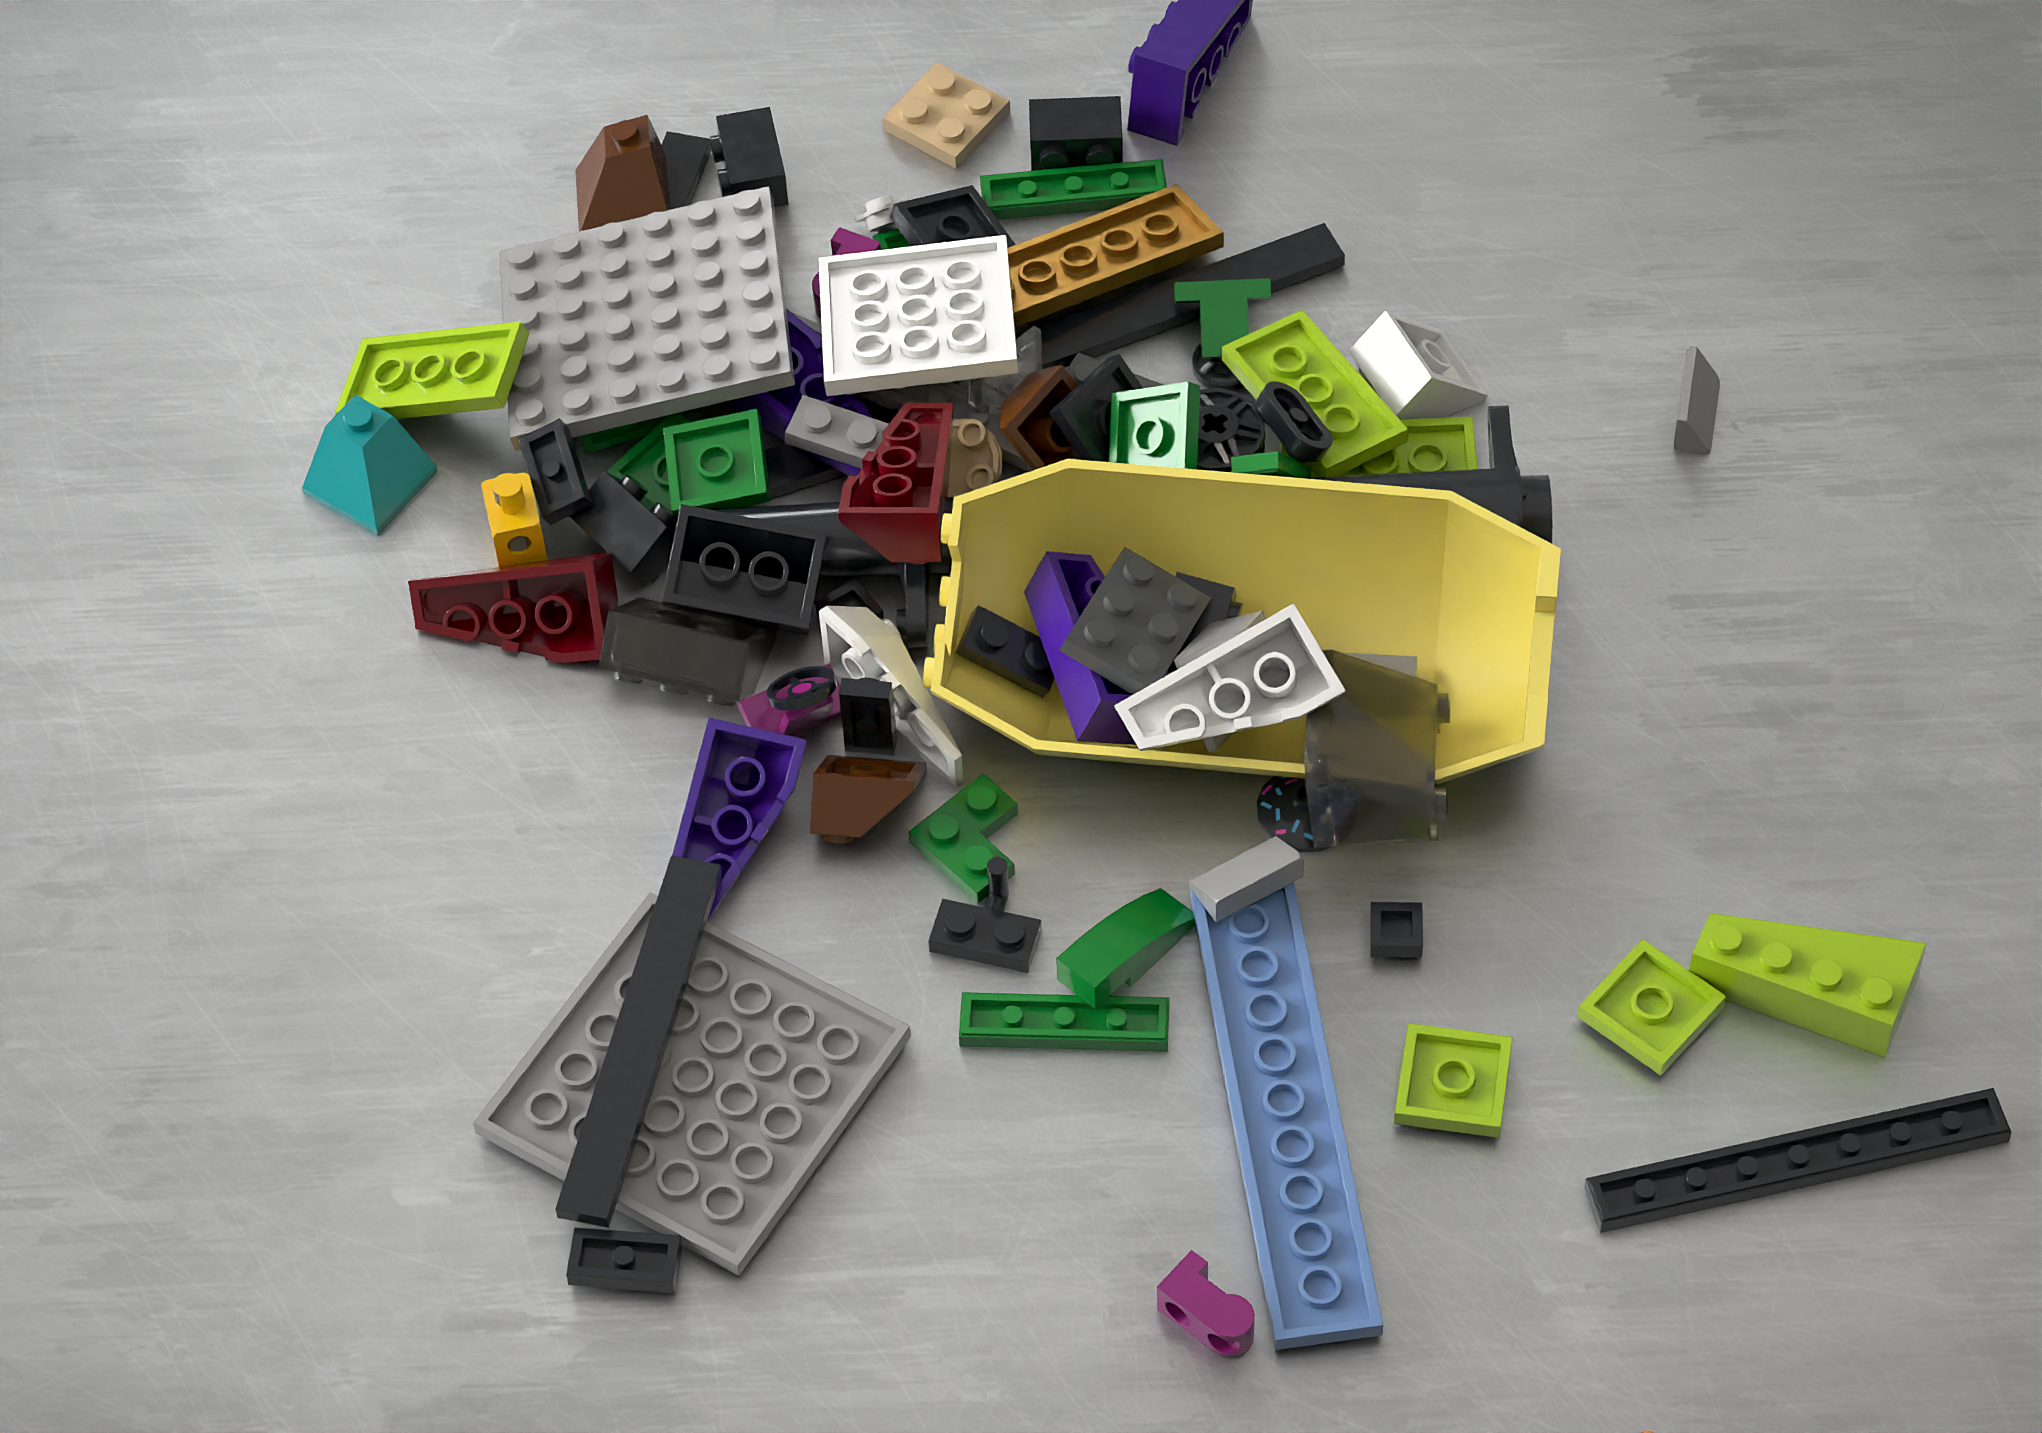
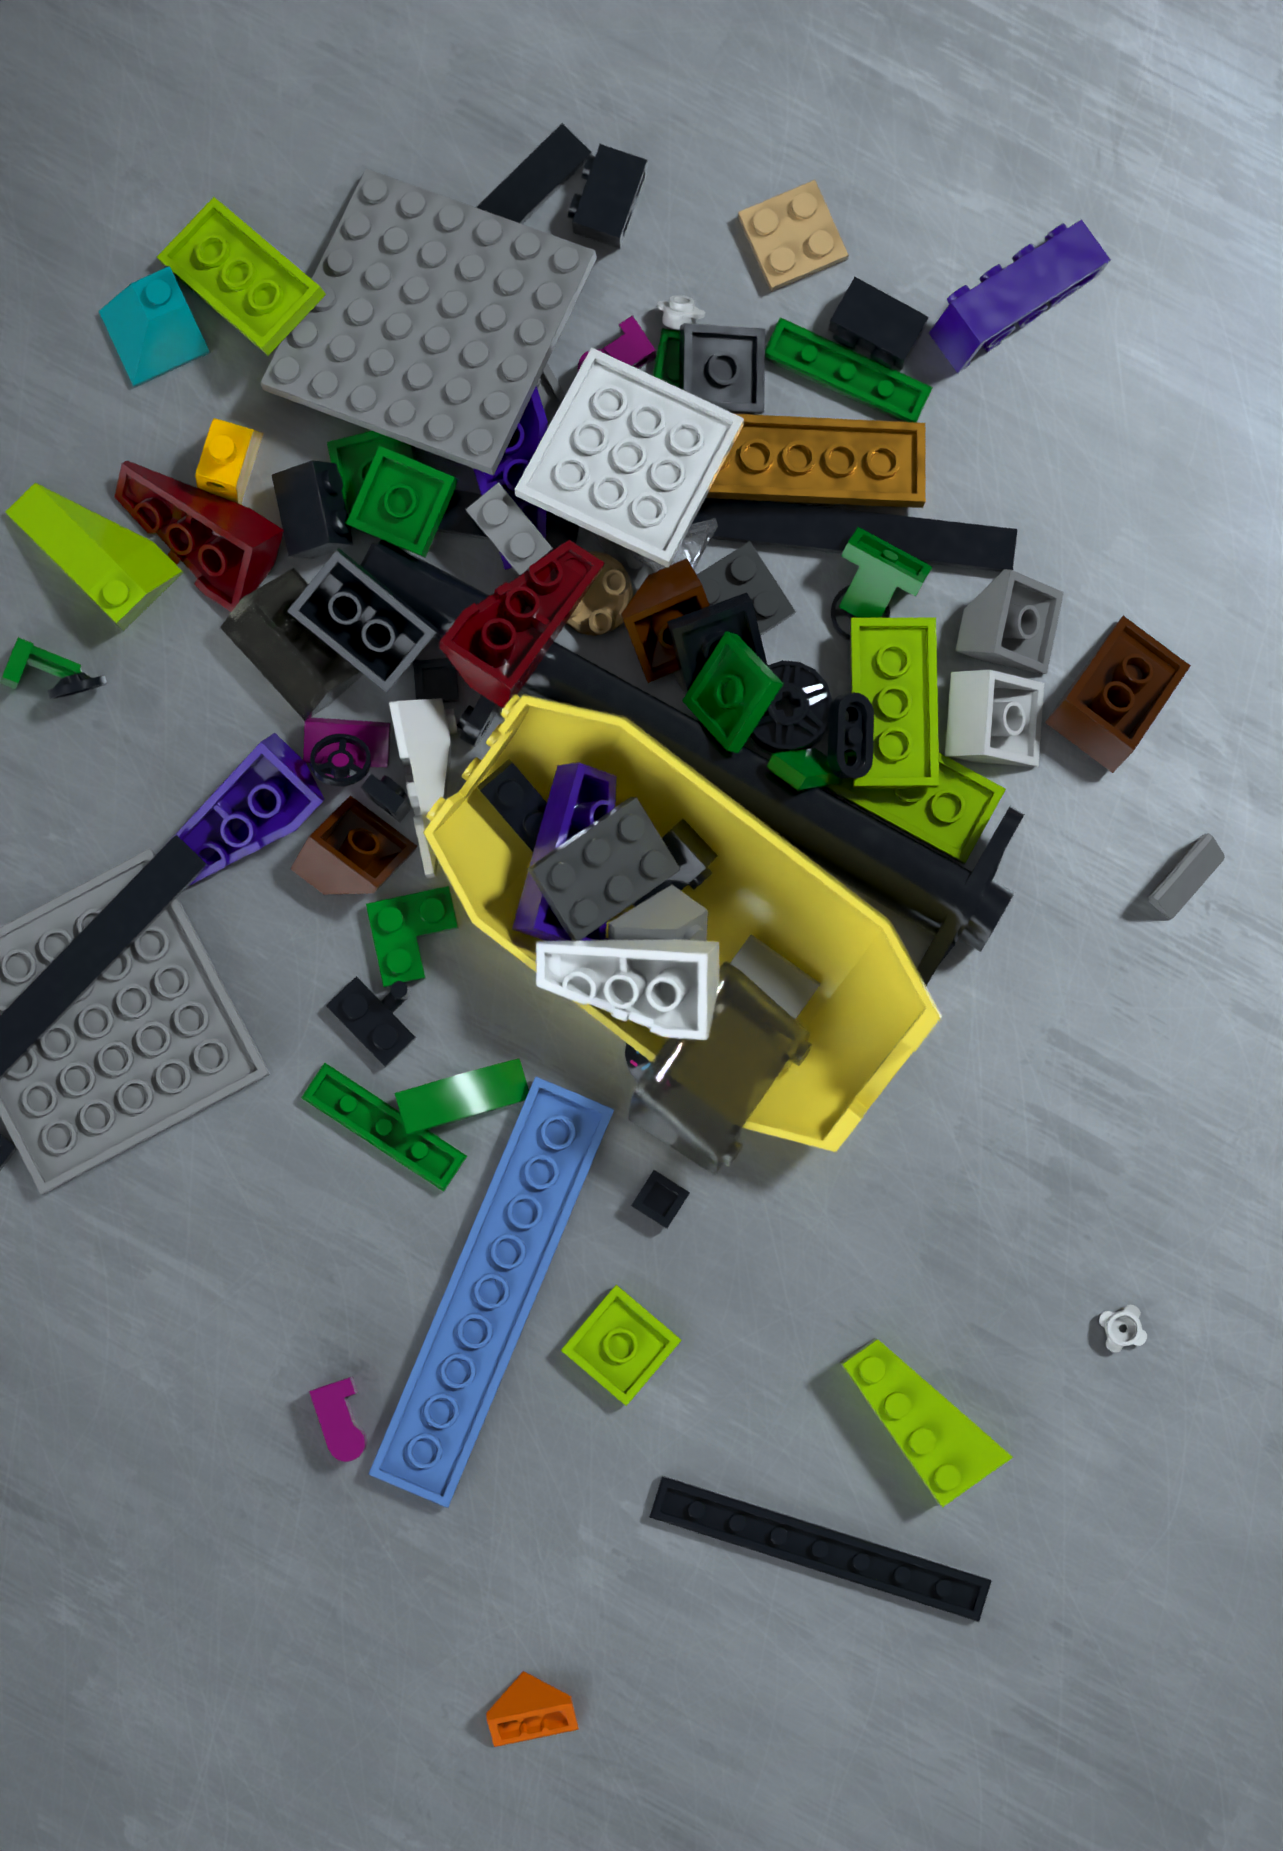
camera: 30 degrees right, 30 degrees up
(438, 686) = (102, 557): none -> lime wedge
(438, 776) = (72, 680): none -> green piece
(555, 471) = (277, 435): black plate -> none
(622, 175) = (494, 162): reddish brown slope -> none
(1248, 878) = (575, 1099): light grey slope -> none
(1367, 282) = (1012, 623): none -> light grey slope
(1518, 300) = (1118, 694): none -> reddish brown slope
(1651, 1006) = (798, 1372): lime plate -> none
(1944, 788) = (1134, 1334): none -> white plate

